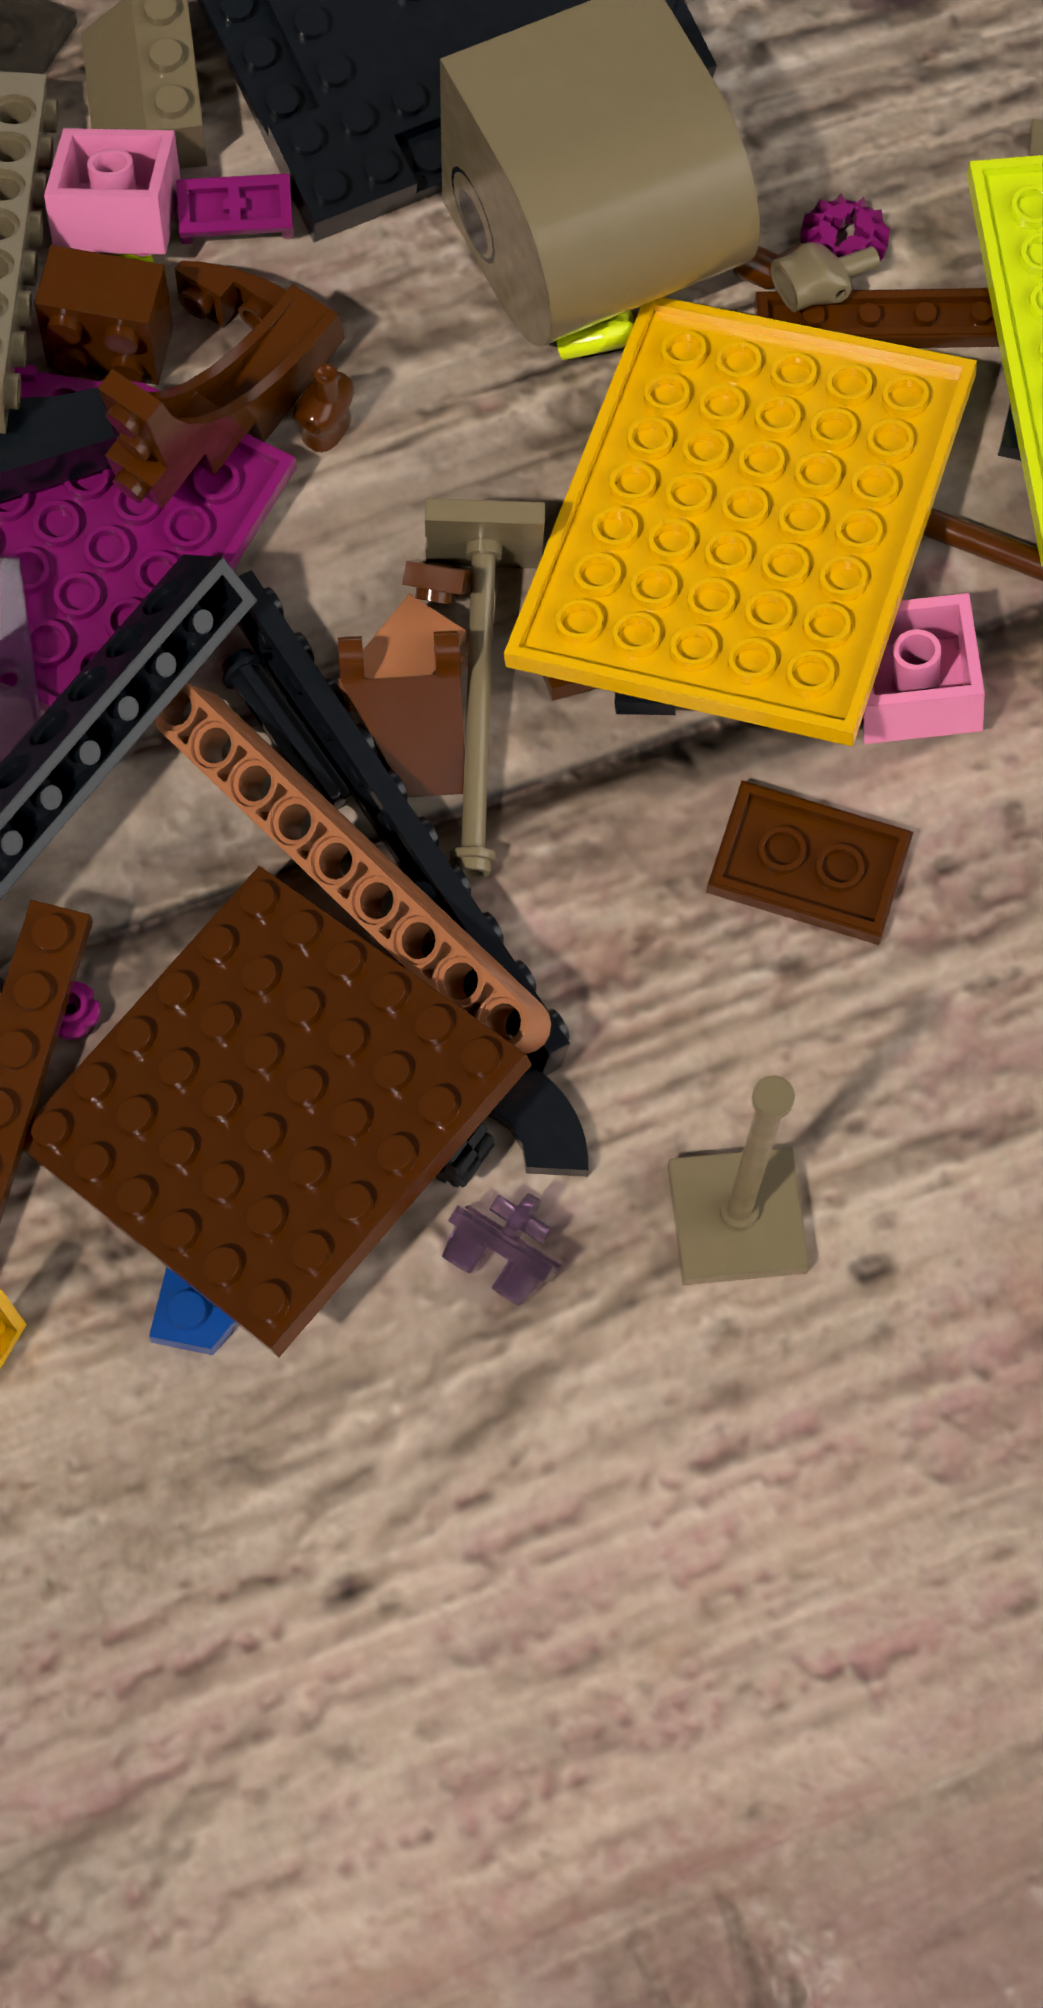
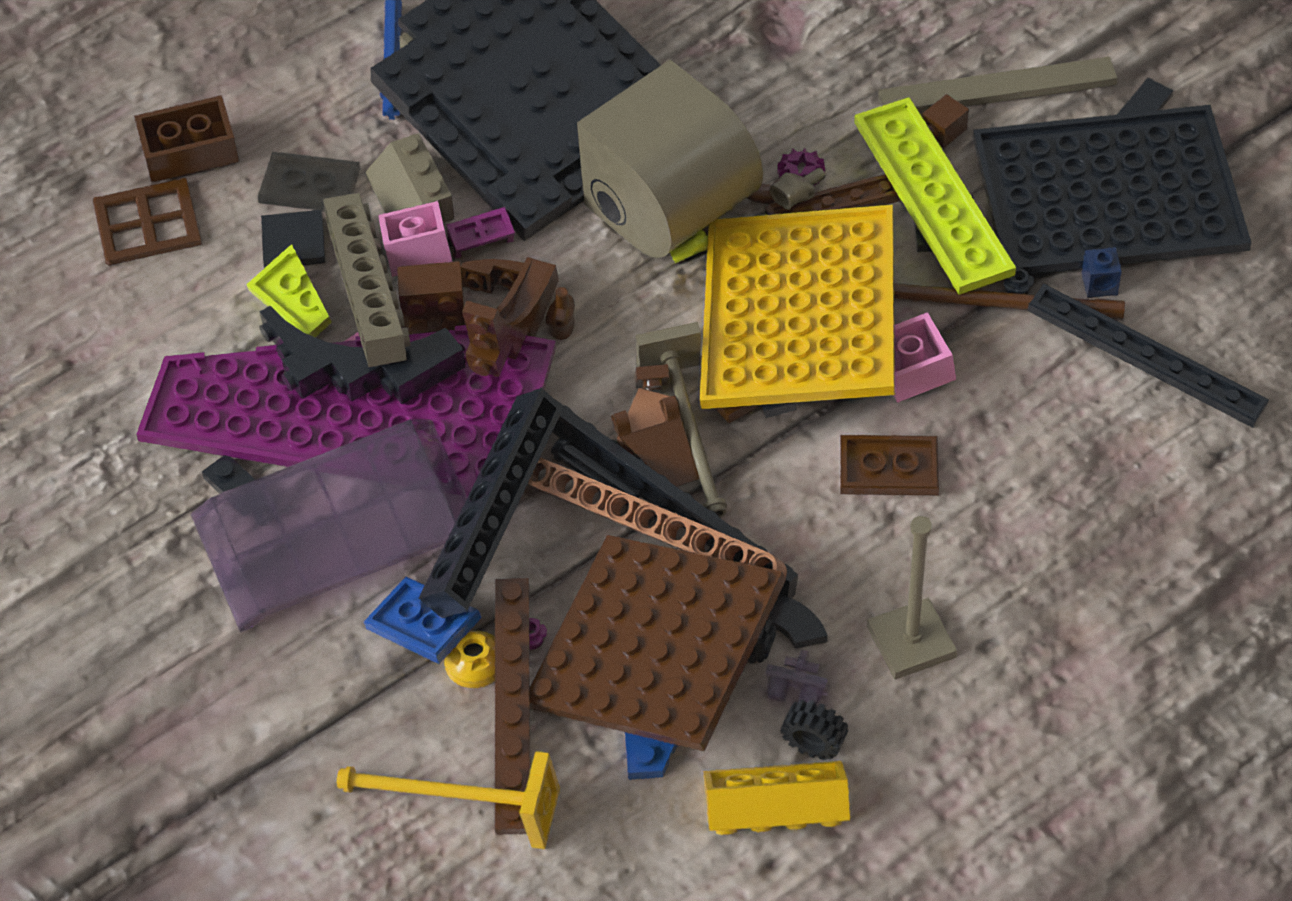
camera: 10 degrees left, 15 degrees down
(391, 1459) = (776, 797): none -> yellow slope
(498, 1357) = (814, 729): none -> black tyre

